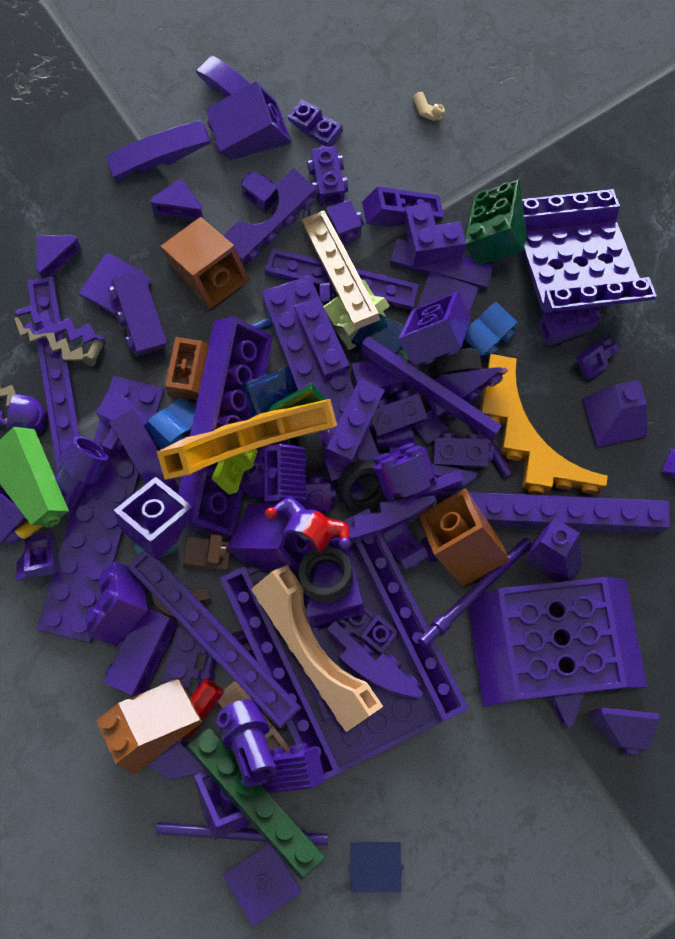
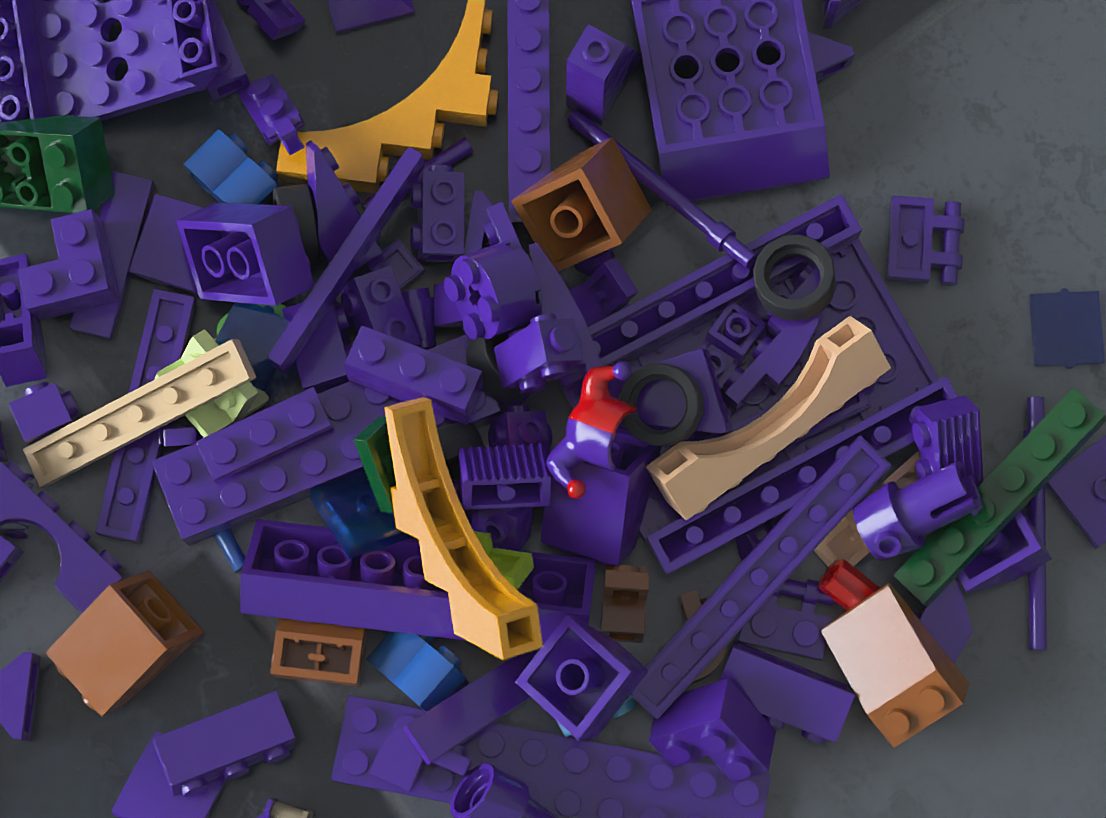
camera: 85 degrees left, 5 degrees up
(361, 496) = (538, 353): none -> dark purple brick
(428, 660) = (790, 247): none -> black tyre
(442, 760) = (911, 240): none -> dark purple plate
(528, 355) = (273, 112): none -> dark purple hinge

